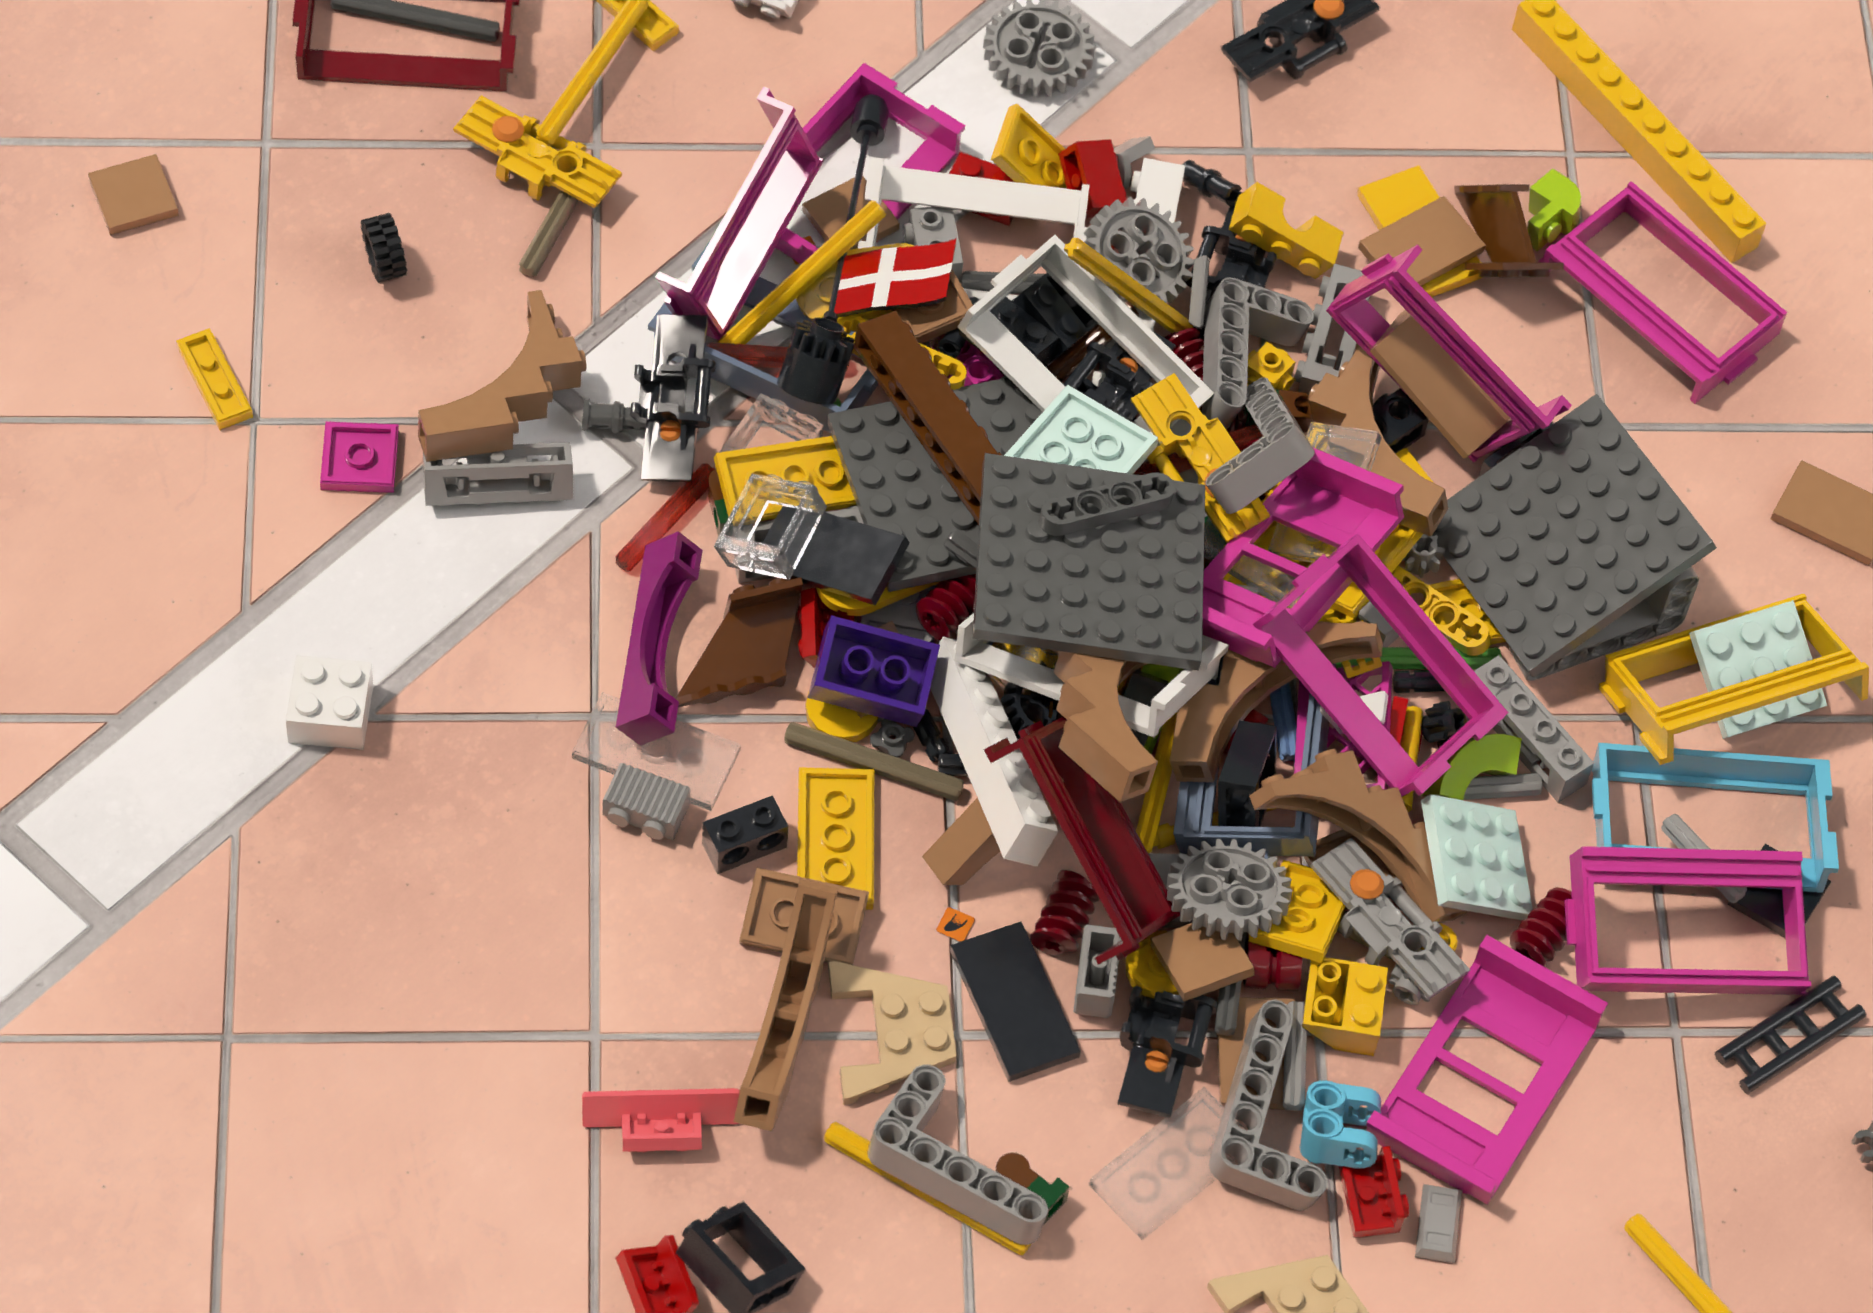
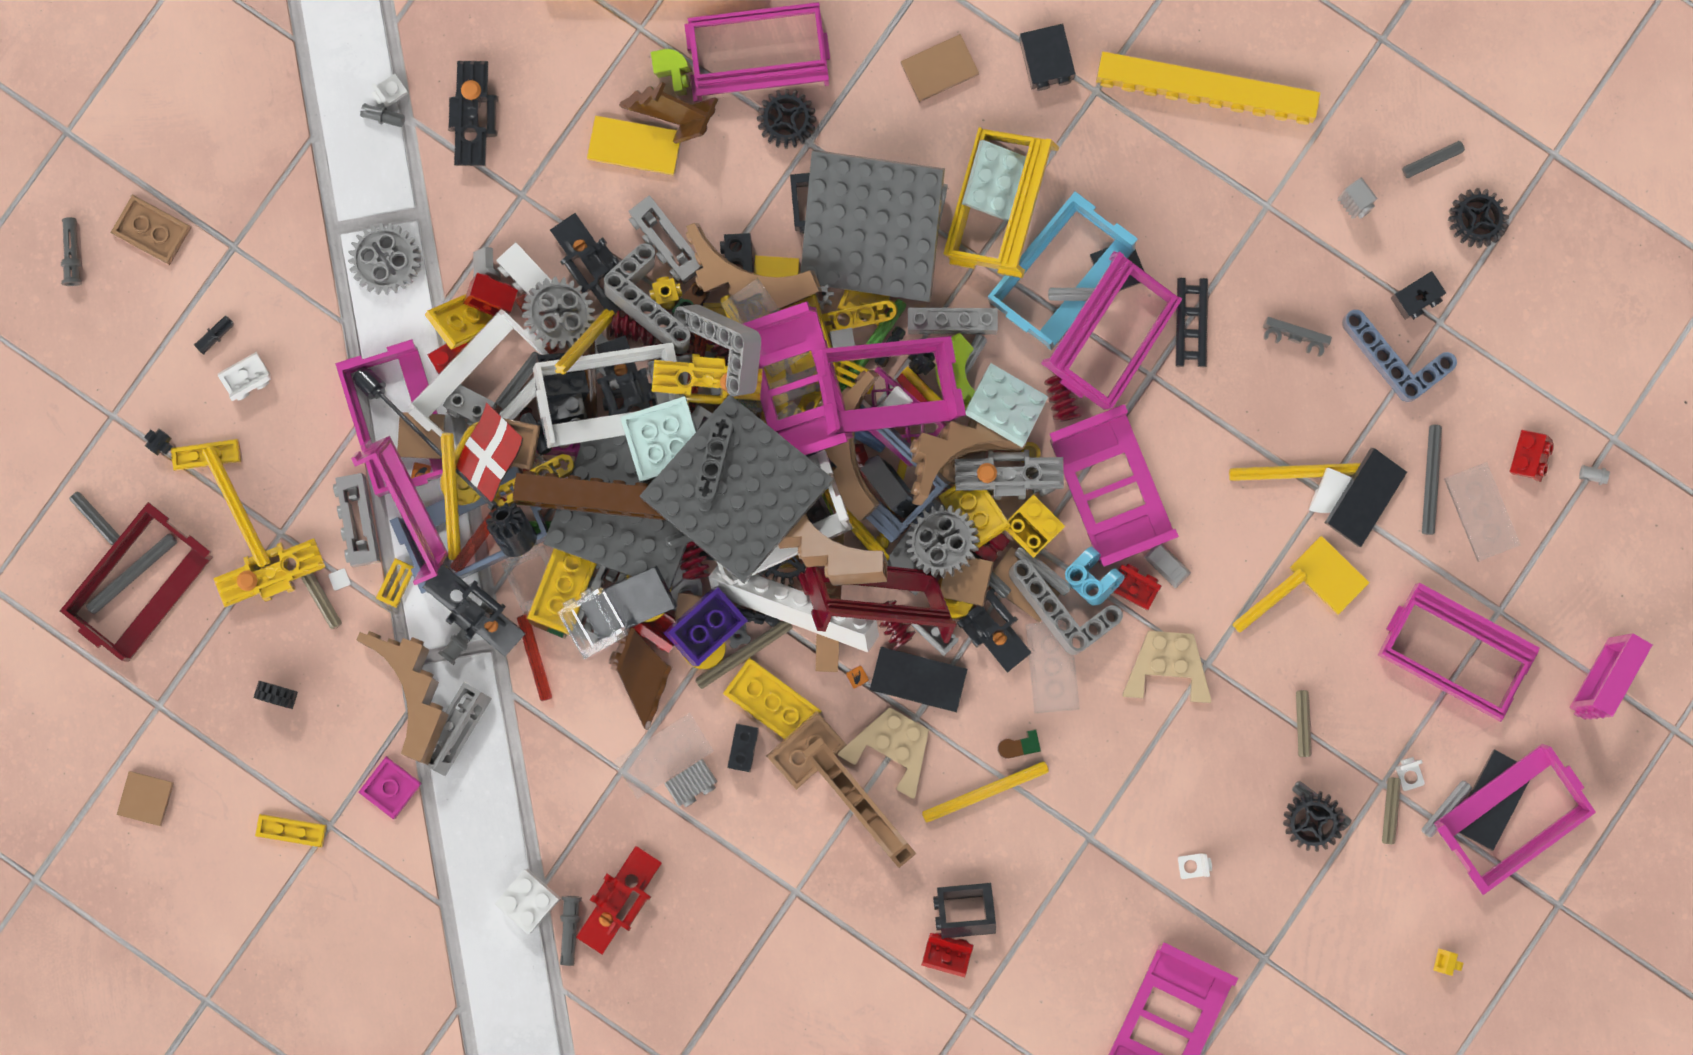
camera: 45 degrees left, 25 degrees up
(343, 771) = (570, 919): none -> dark grey pin
(414, 804) = (612, 896): none -> red piece
(590, 242) = (339, 579): none -> white sticker
(631, 312) = (395, 603): none -> yellow tile
(660, 1117) = (866, 894): coral bracket -> none
(666, 574) = (640, 748): magenta arch -> none
(682, 209) = (345, 512): none -> light grey brick
(943, 1172) = (985, 779): light grey beam -> none
(1199, 291) = (599, 296): light grey tile -> none
(1211, 183) = (533, 234): black pin -> none
(1261, 221) = (580, 232): yellow arch -> none
(1367, 326) = (691, 229): dark pink piece -> none
(1438, 385) = (741, 214): medium nougat slope -> none
(1439, 232) = (646, 155): medium nougat tile -> none
(1631, 379) = (779, 124): none -> black gear

